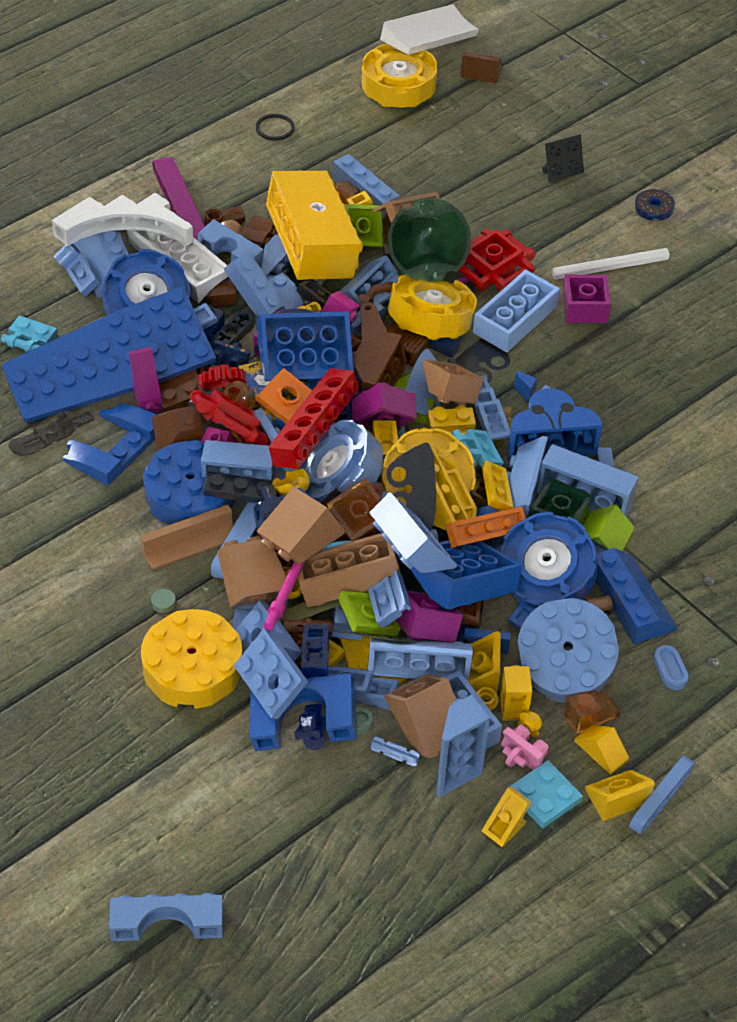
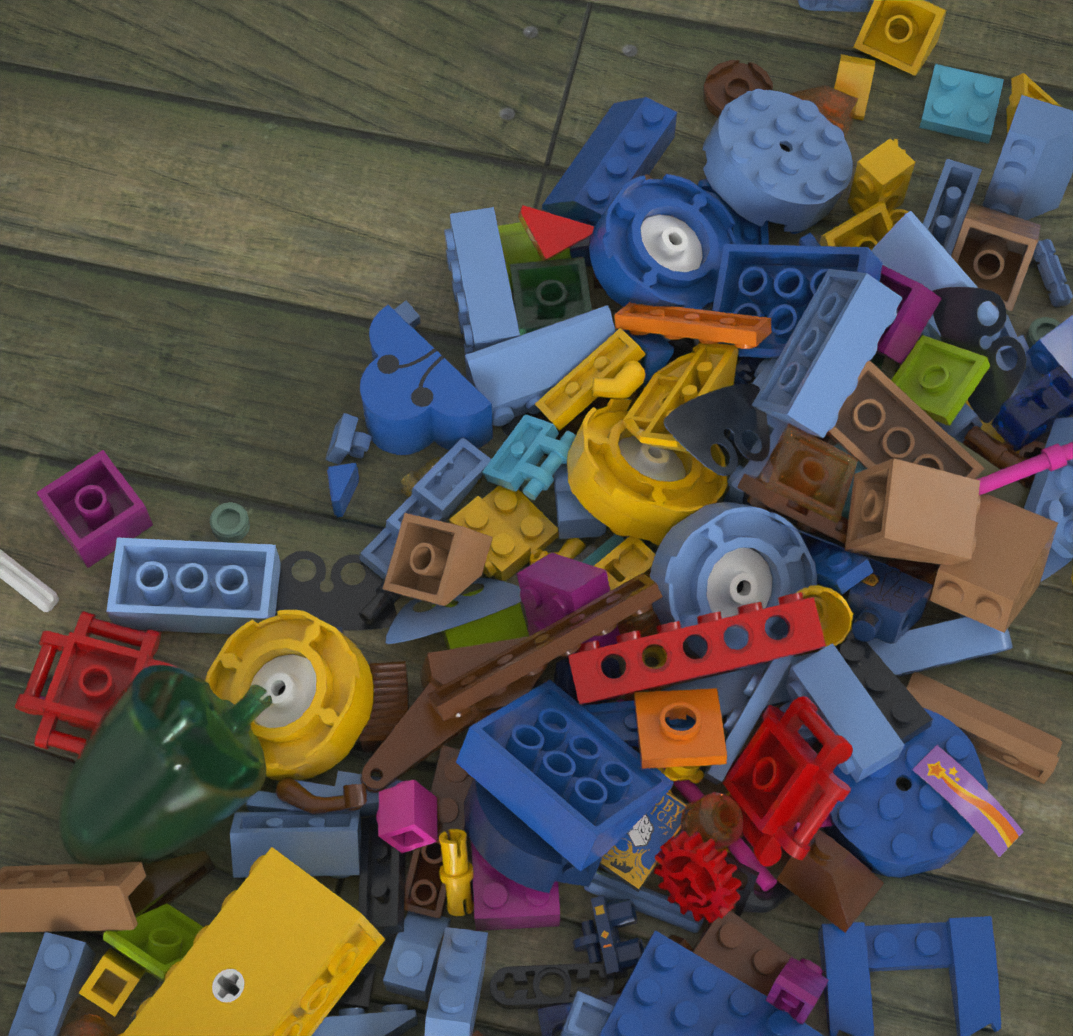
camera: 125 degrees left, 15 degrees up
(159, 487) = (969, 799): none -> medium lavender sticker
(364, 366) = (555, 640): none -> reddish brown plate
(389, 599) = (913, 349): medium blue plate -> none
(478, 485) = (623, 384): none -> yellow arm
(521, 751) = (931, 133): bright pink hips -> none
(544, 347) = (229, 522): none -> sand green tile
(599, 516) = (551, 232): none -> red slope
(641, 690) = (731, 81): none -> reddish brown tile
(671, 667) = (679, 79): medium blue tile -> none

